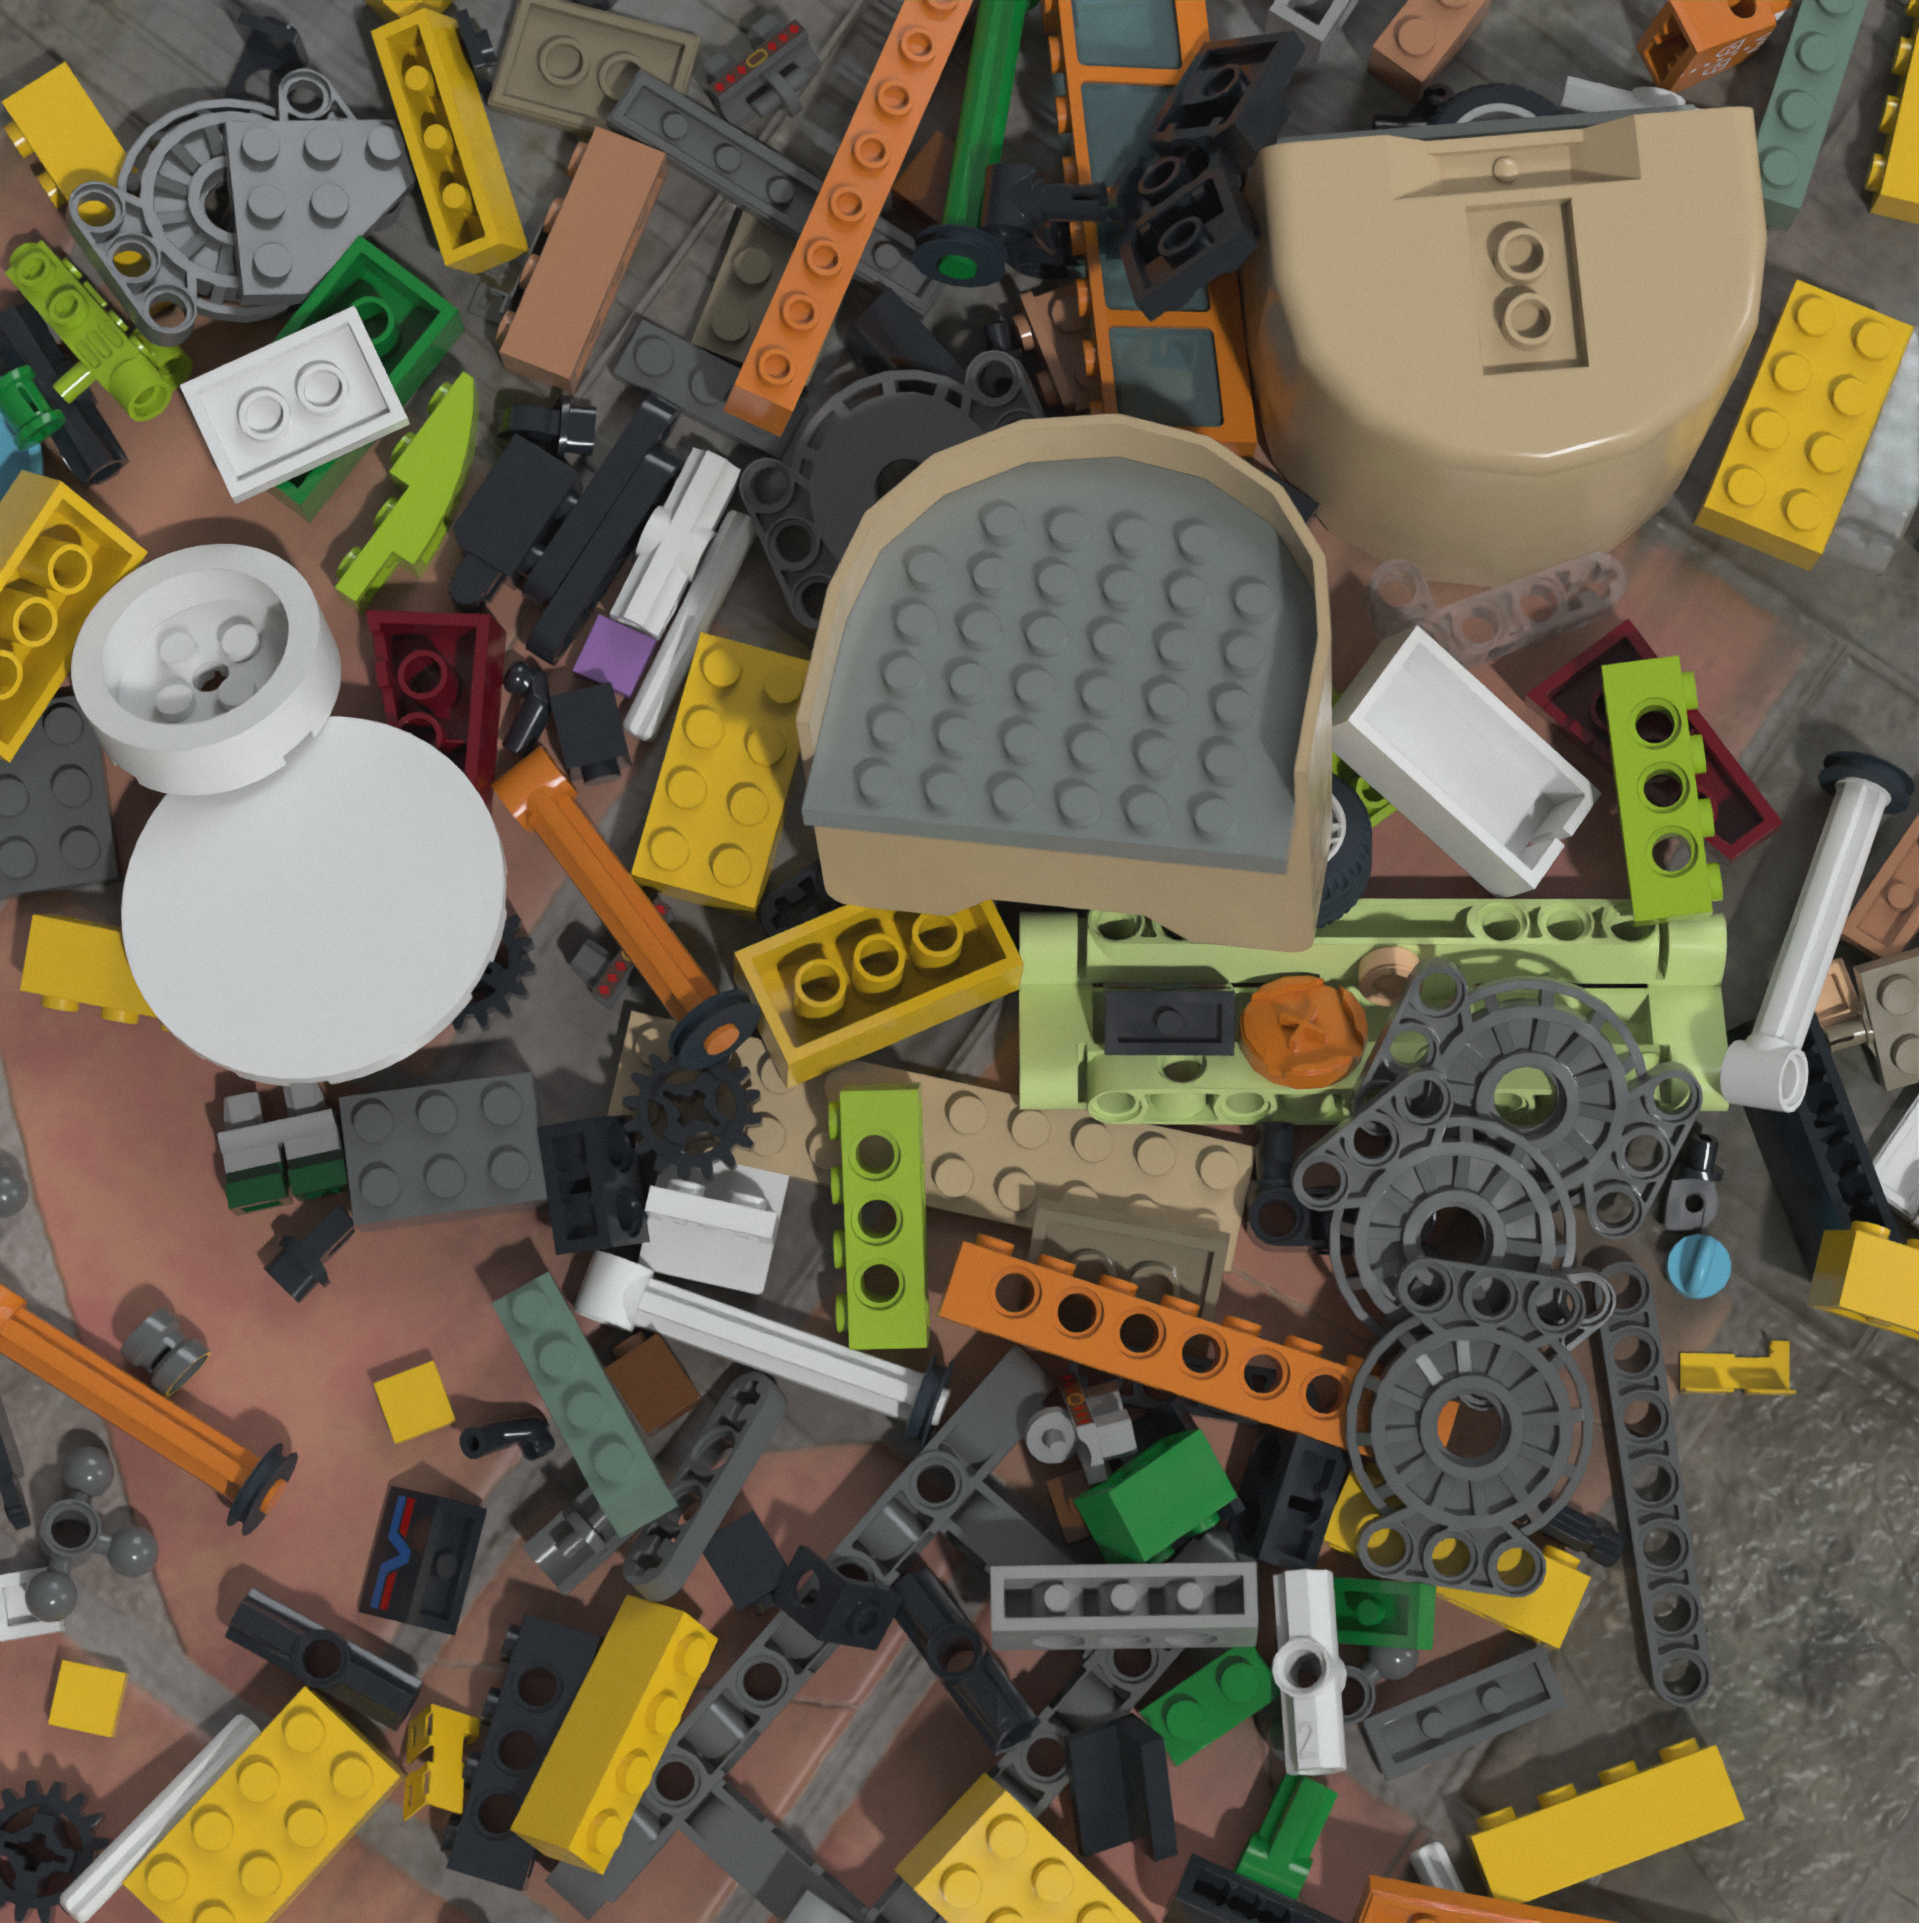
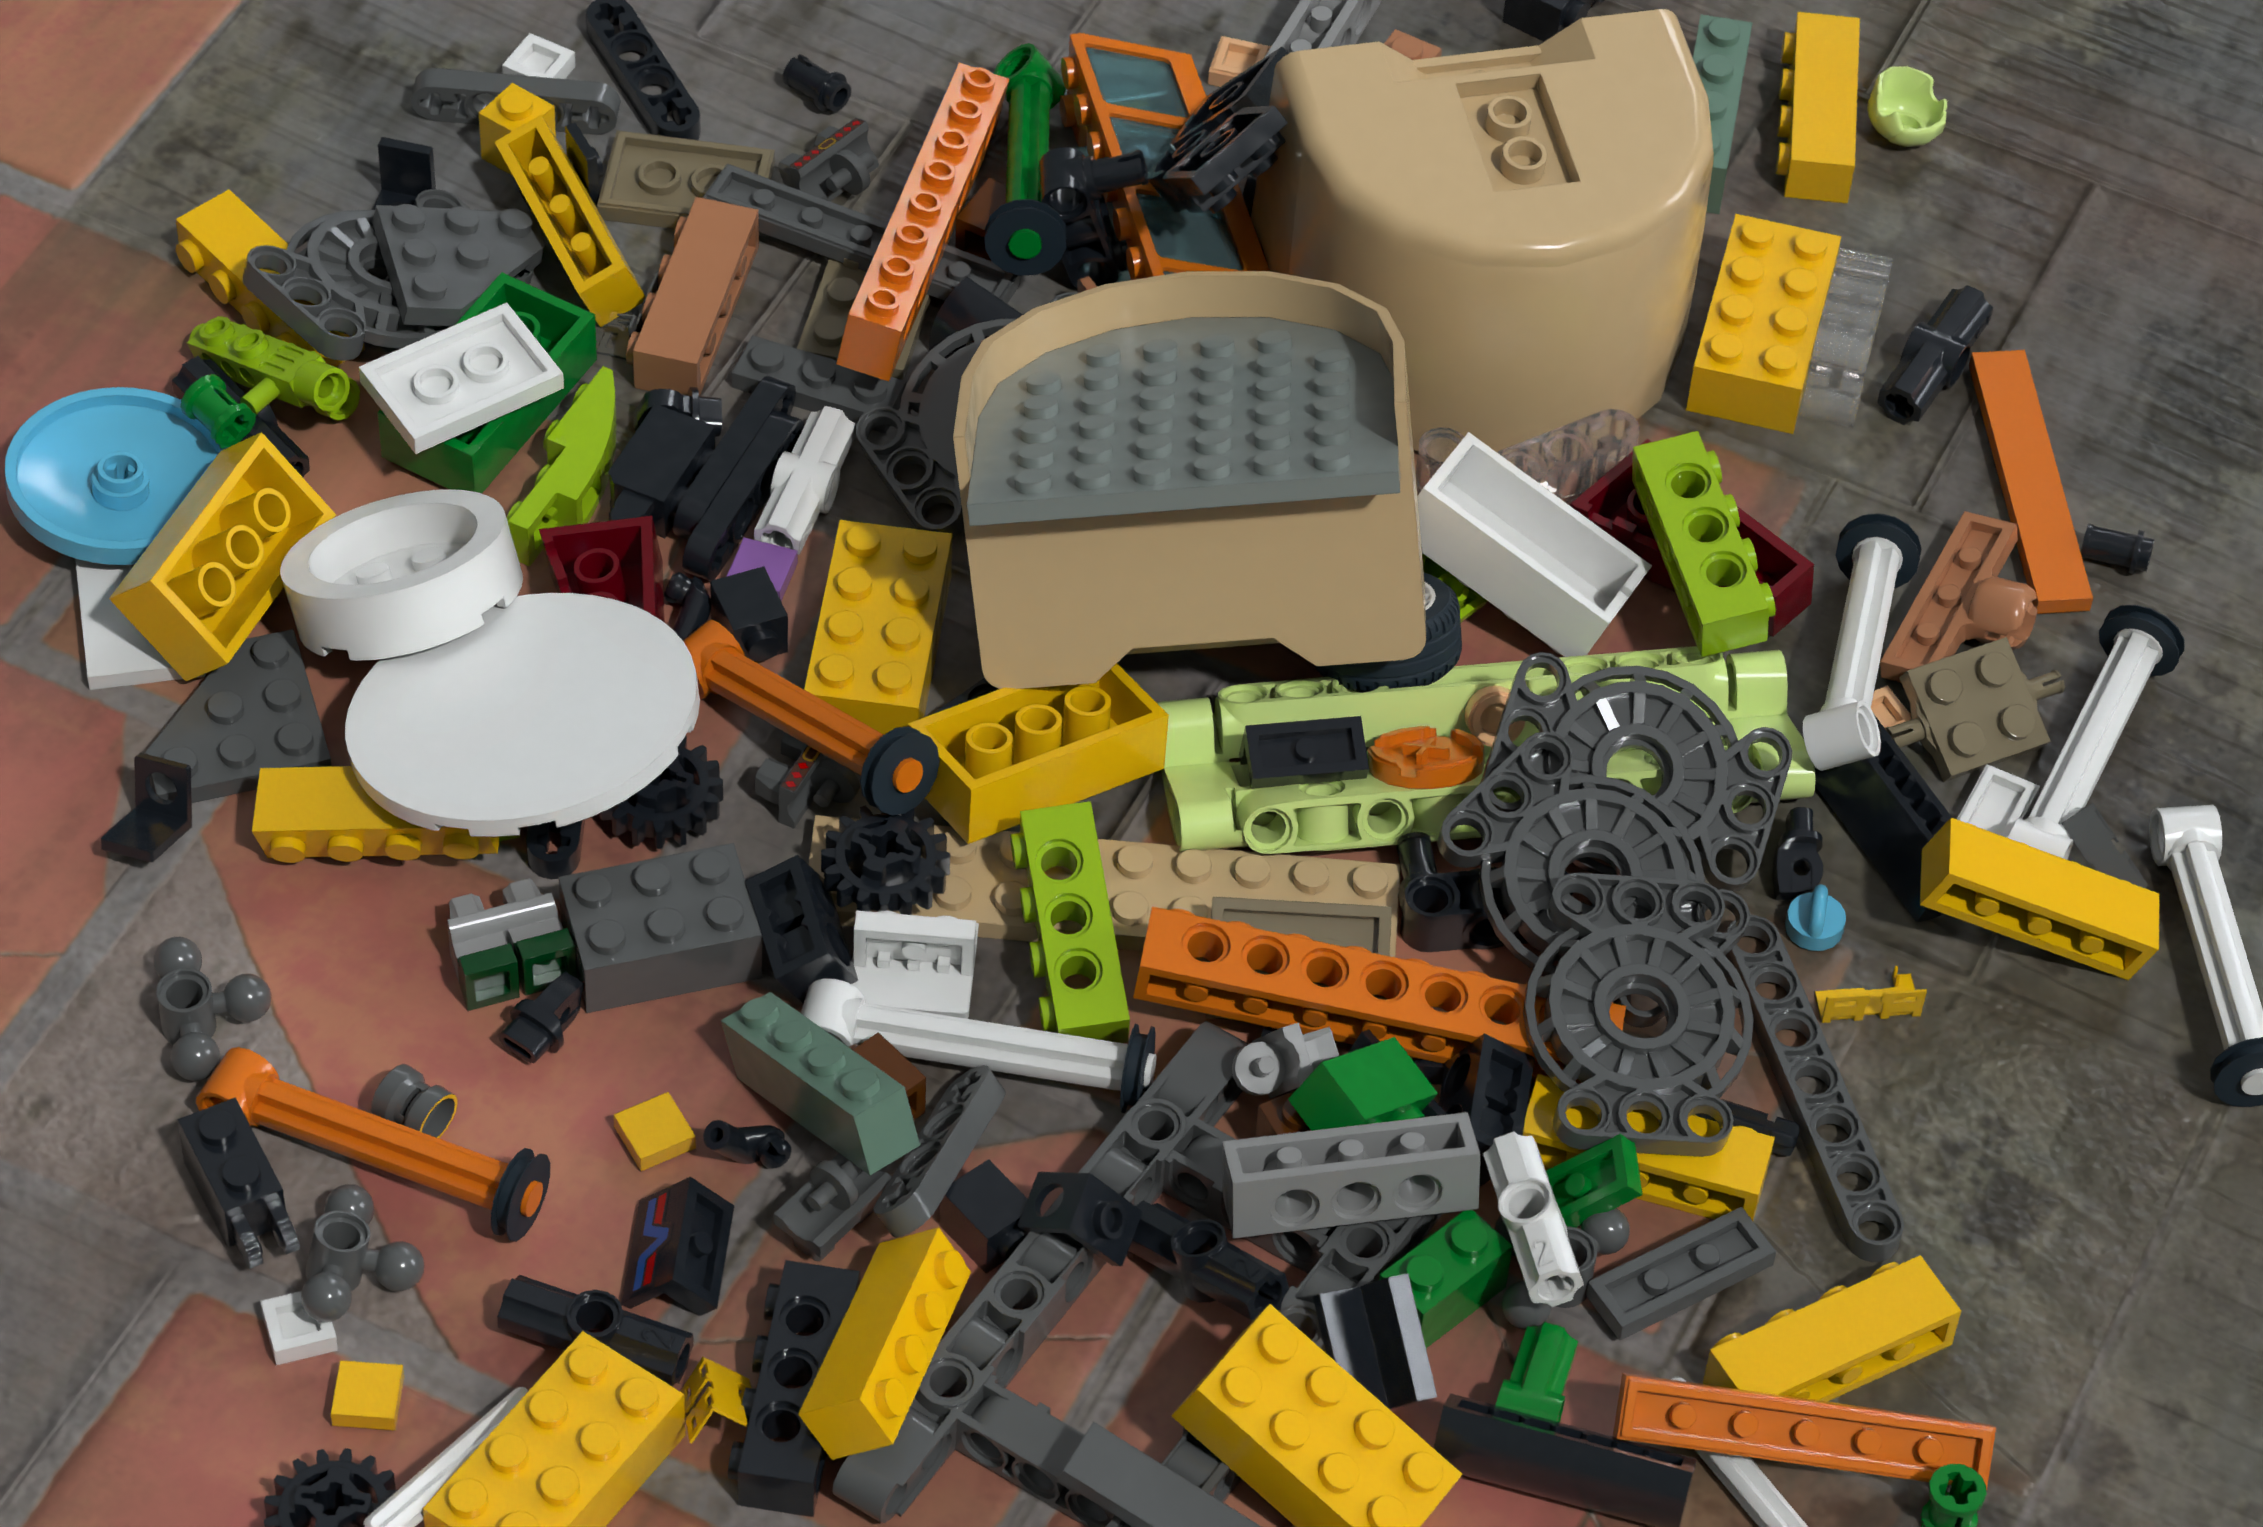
camera: 10 degrees left, 30 degrees down
(693, 617) = (814, 565): white axle -> none

